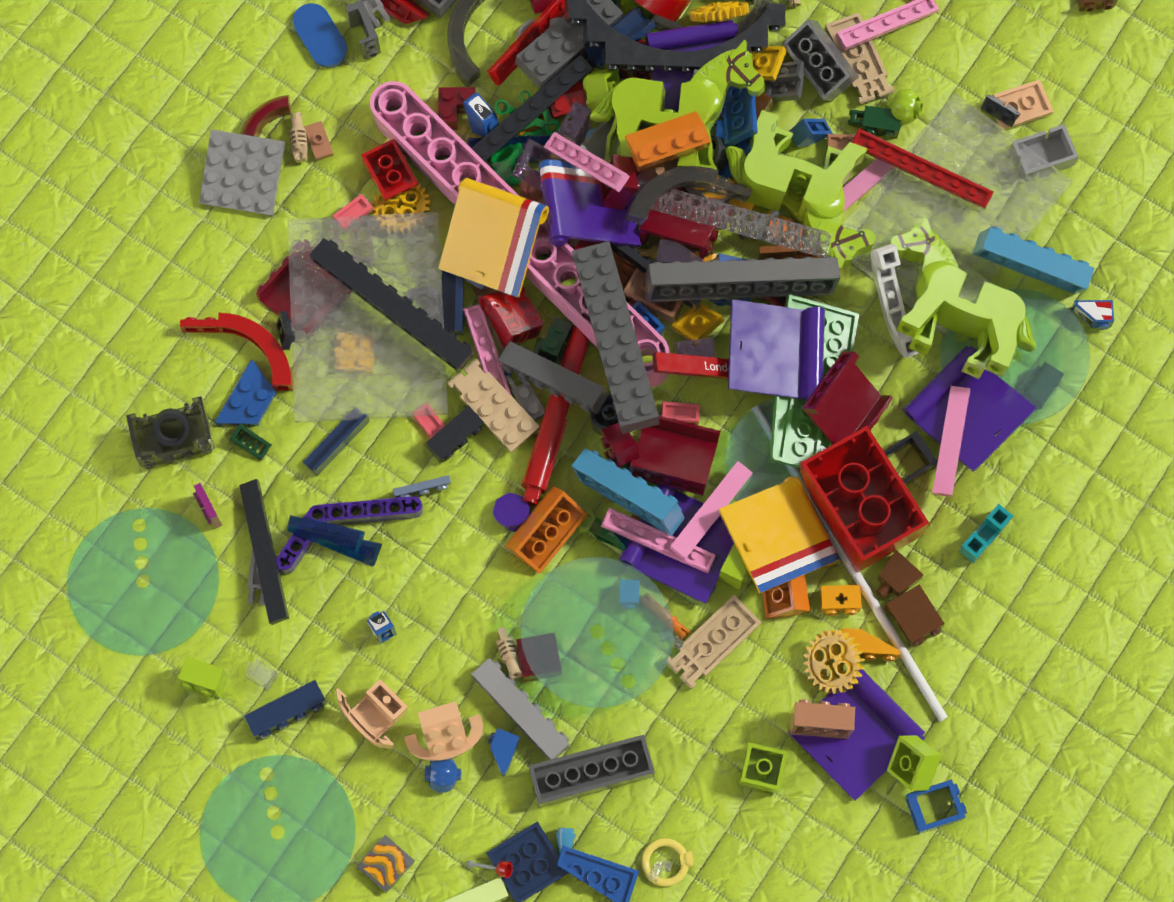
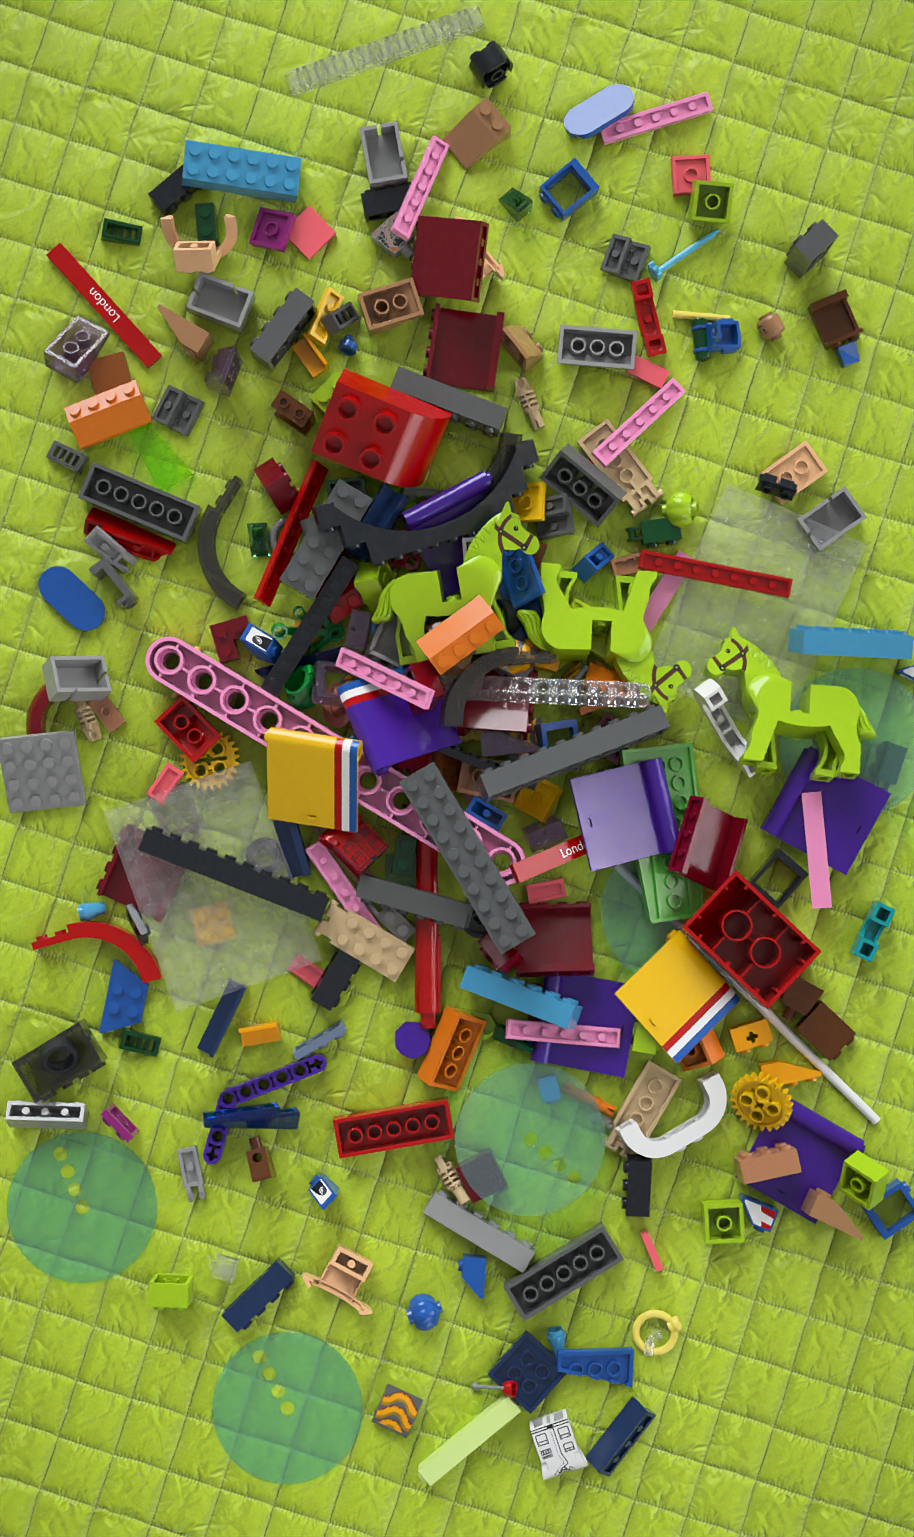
camera: 20 degrees left, 15 degrees up
(140, 480) = (46, 1115): none -> light grey brick
(245, 309) = (91, 910): none -> dark azure cone
(264, 552) = (189, 1151): black tile -> none
(302, 97) = (76, 678): none -> light grey piece
(329, 583) = (260, 1169): none -> reddish brown torso
(367, 464) = (260, 1033): none -> light orange panel
(444, 733) = (414, 1284): light nougat piece -> none
(467, 586) = (393, 1127): none -> red brick
(508, 28) = (259, 539): none -> clear green slope
(685, 780) = (651, 1250): none -> coral tile
(688, 709) = (637, 1185): none -> black brick
(702, 666) = (687, 1132): none -> white arch
(709, 511) = (604, 988): bright pink tile -> none
(719, 11) = (468, 463): yellow gear -> none
(801, 772) = (759, 1213): none -> slope
(871, 785) = (821, 1207): none -> medium nougat slope
(1098, 18) = (847, 354): none -> blue slope

